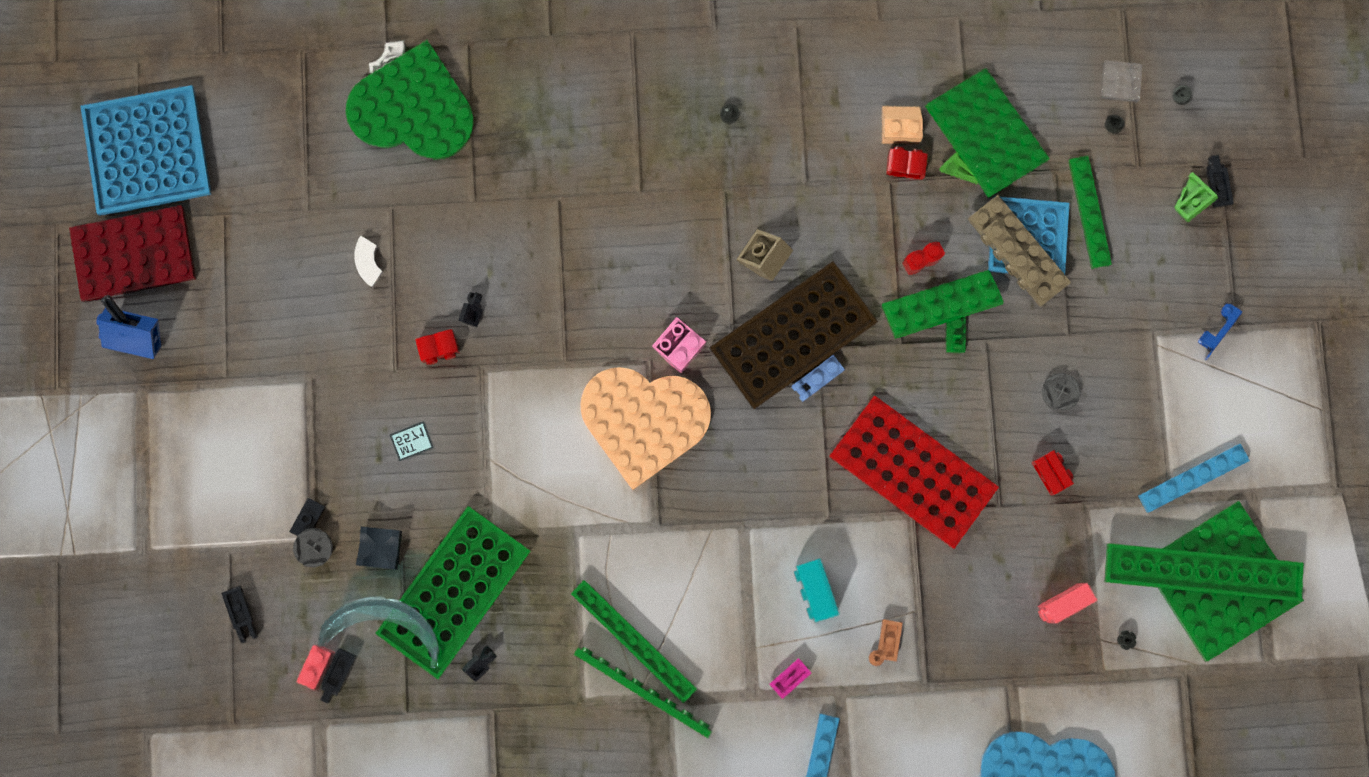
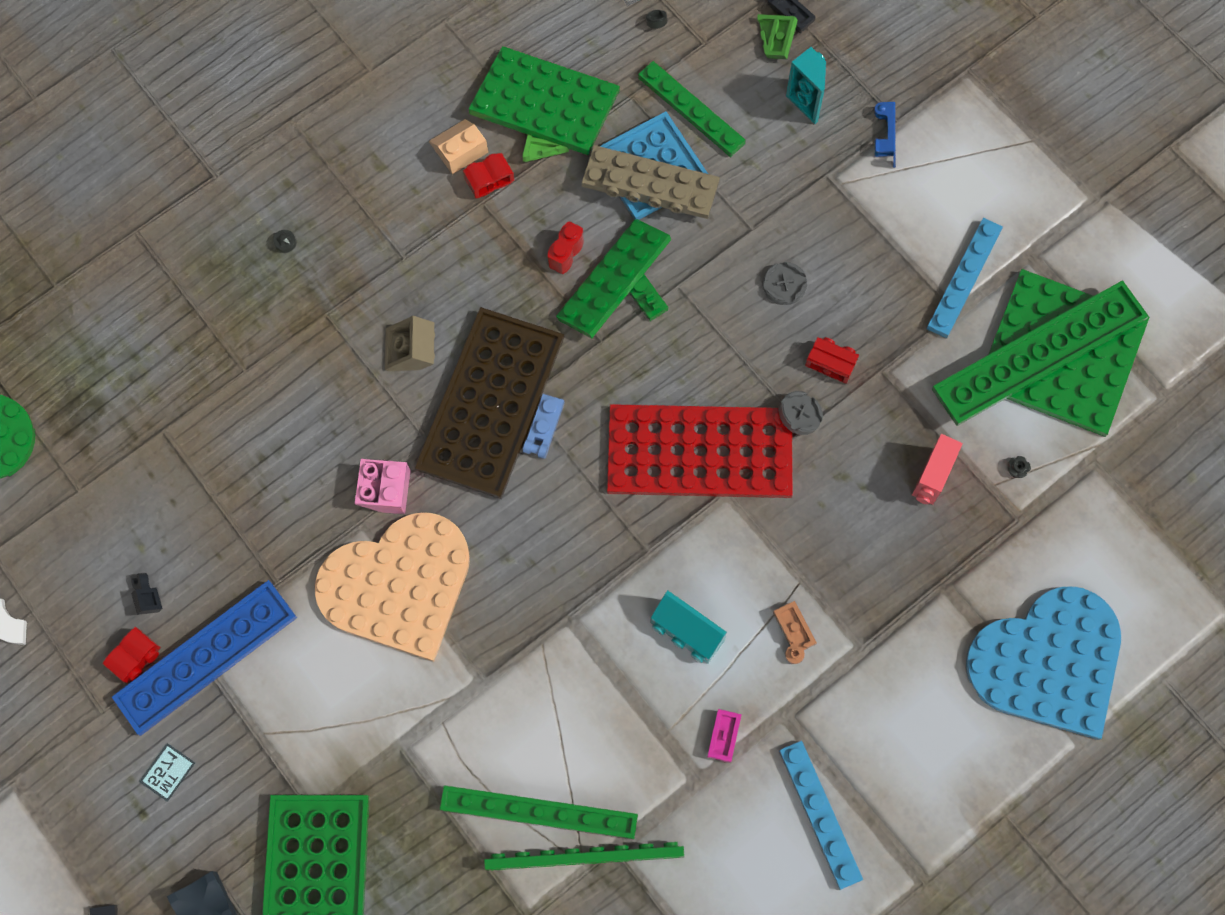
camera: 30 degrees left, 10 degrees down
(484, 381) = (204, 658): none -> blue plate
(1002, 495) = (800, 413): none -> dark grey tile
(1187, 256) = (807, 83): none -> teal slope

